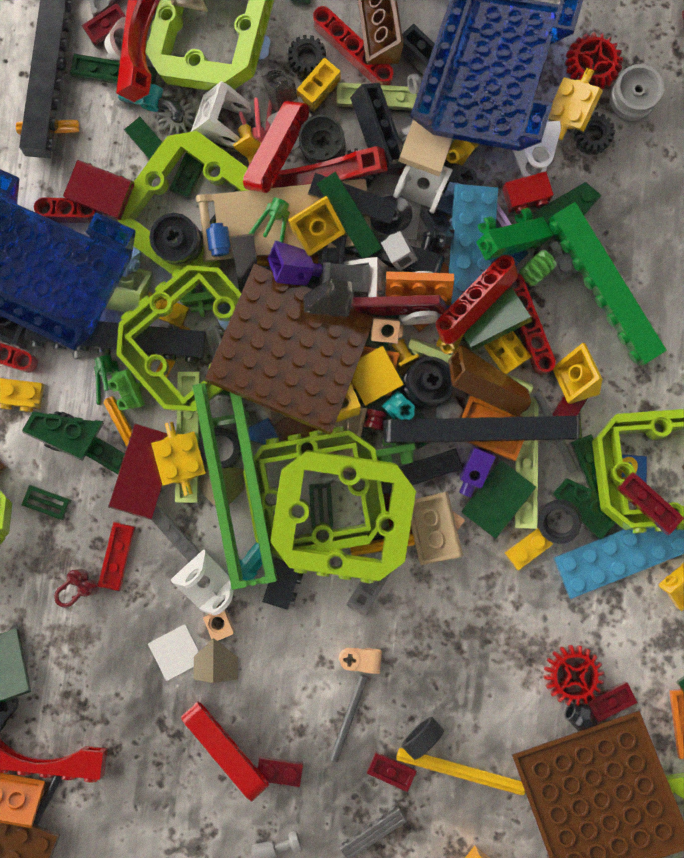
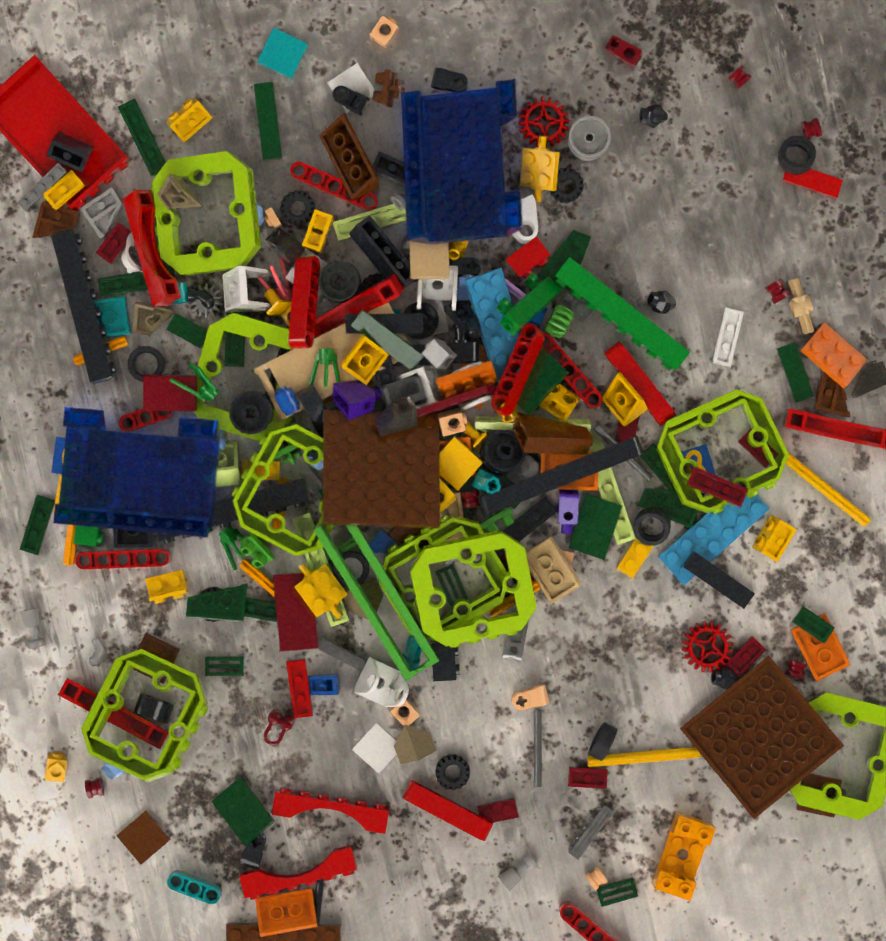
camera: 15 degrees left, 5 degrees up
(76, 98) = (114, 316): none -> teal tile
(88, 140) = (145, 349): none -> black tyre
(111, 110) = (149, 318): none -> dark tan slope
(137, 725) = (291, 803): none -> red arch
(139, 199) = (208, 390): none -> green plant
(145, 562) = (324, 684): none -> blue slope
(246, 723) = (452, 783): none -> black tyre
(276, 56) = (272, 219): none -> light nougat plate
(611, 395) = (655, 402): none -> red beam
(611, 606) = (718, 579): none -> black tile
(652, 288) = (661, 301): none -> black rock
(662, 736) = (795, 669): none -> dark red wheel

